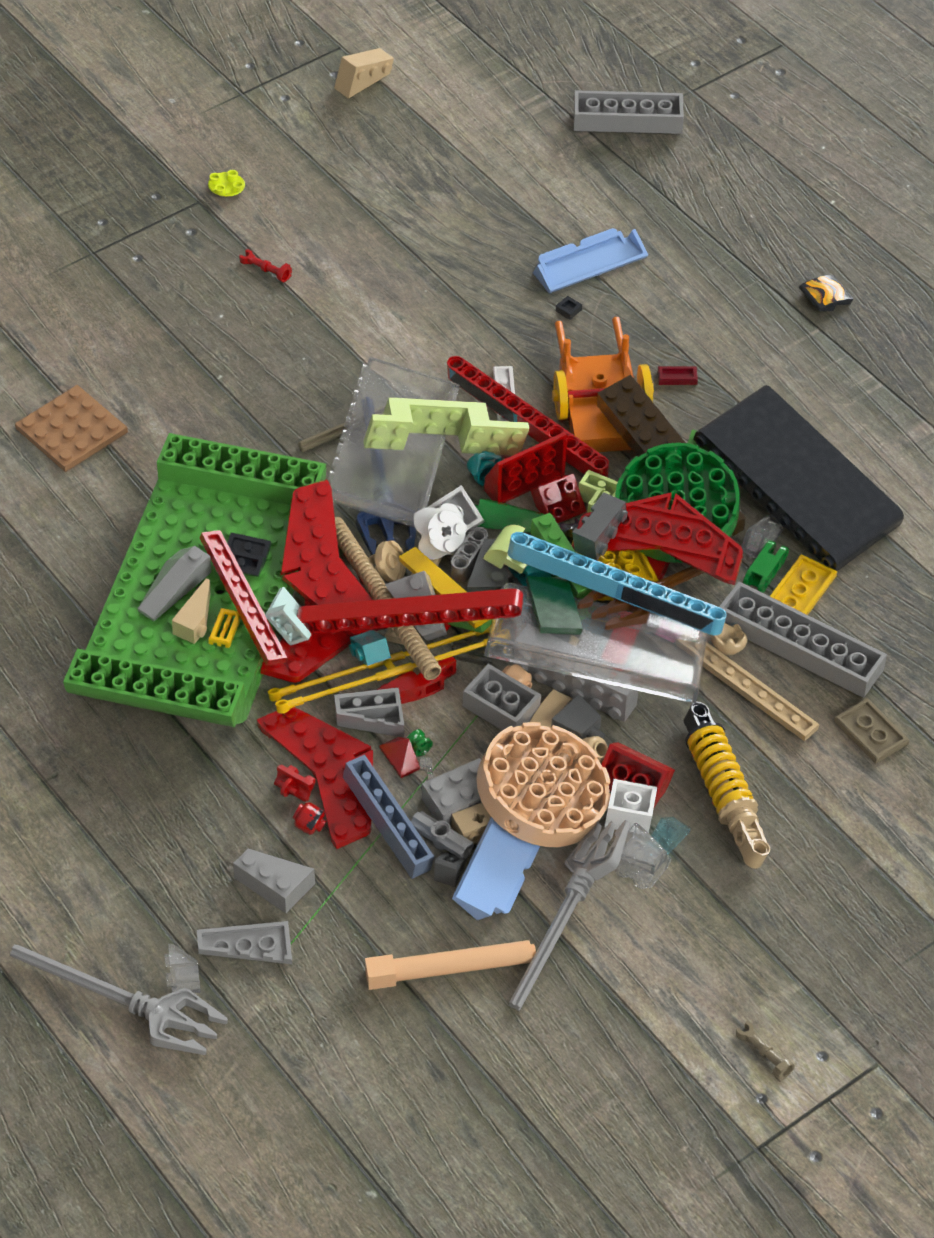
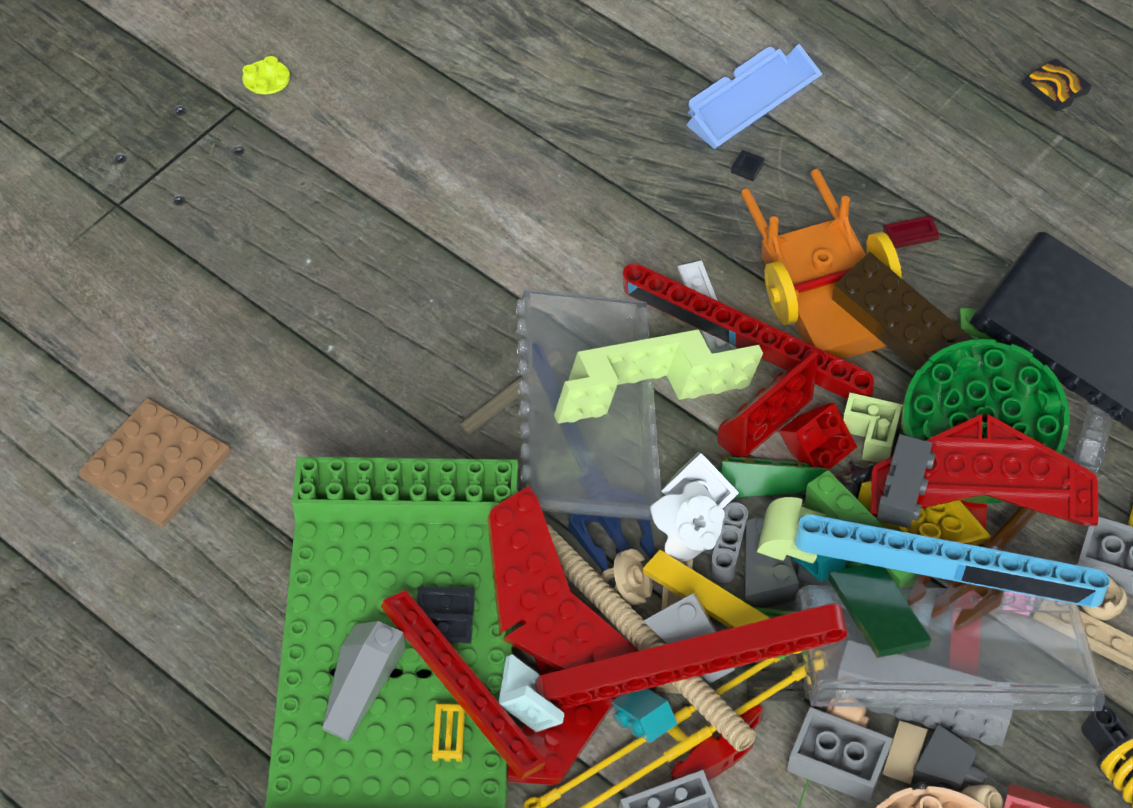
camera: 10 degrees left, 5 degrees up
(191, 620) = (402, 731): tan slope -> none
(283, 273) = (372, 187): red piece -> none
(480, 465) = (709, 414): teal piece -> none
(765, 566) = (1112, 481): green piece -> none

